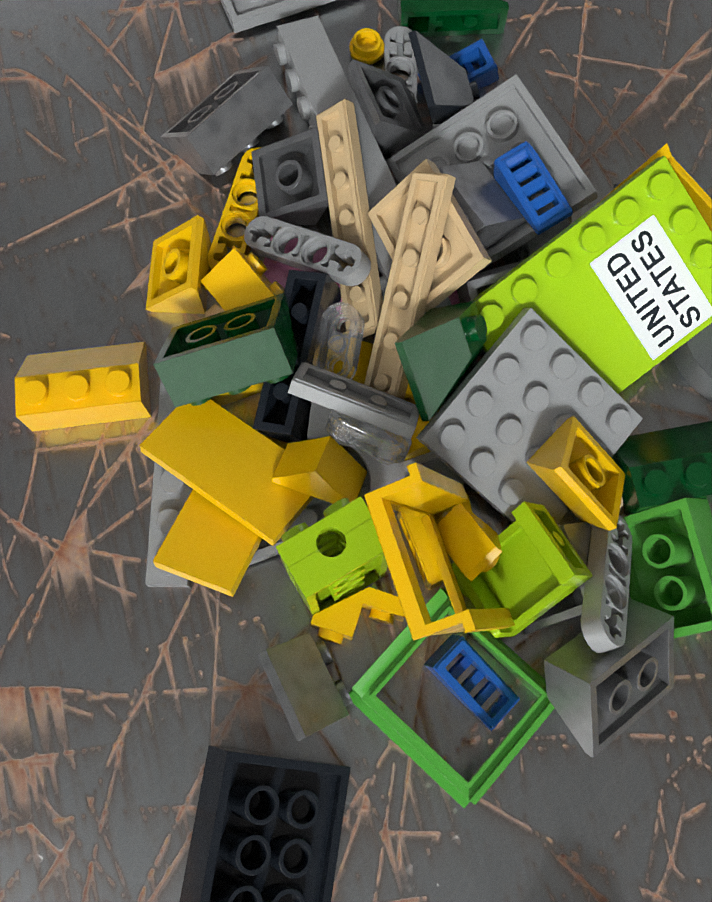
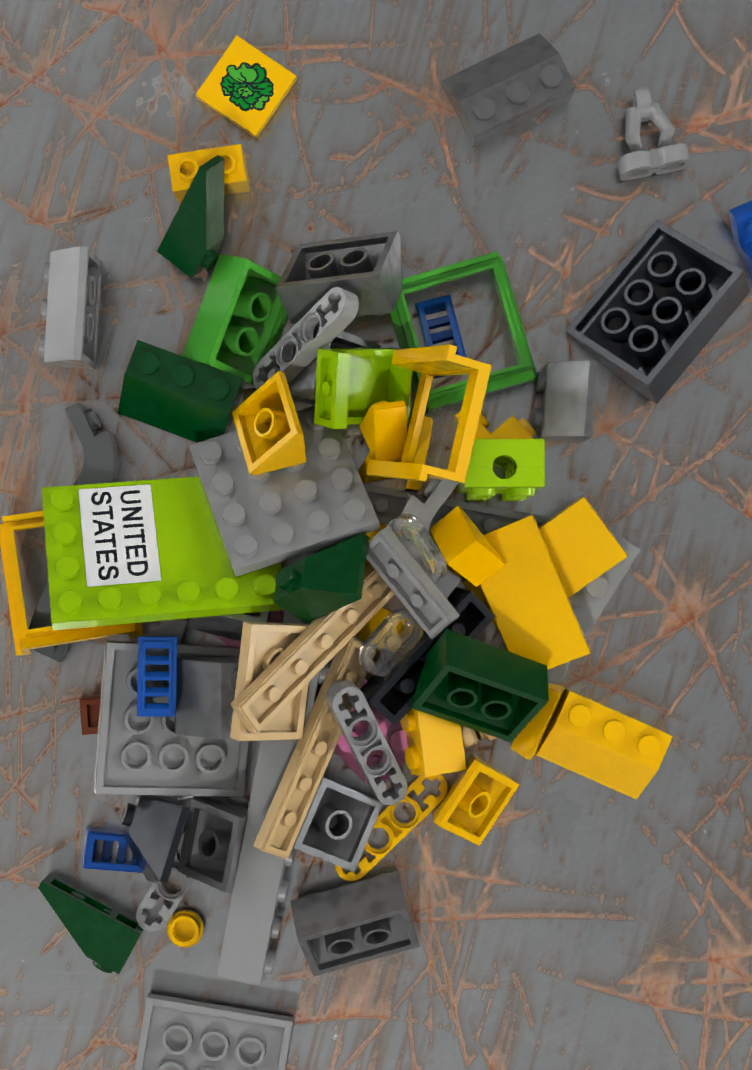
camera: 145 degrees left, 15 degrees up
(154, 339) = (531, 736): none -> yellow slope

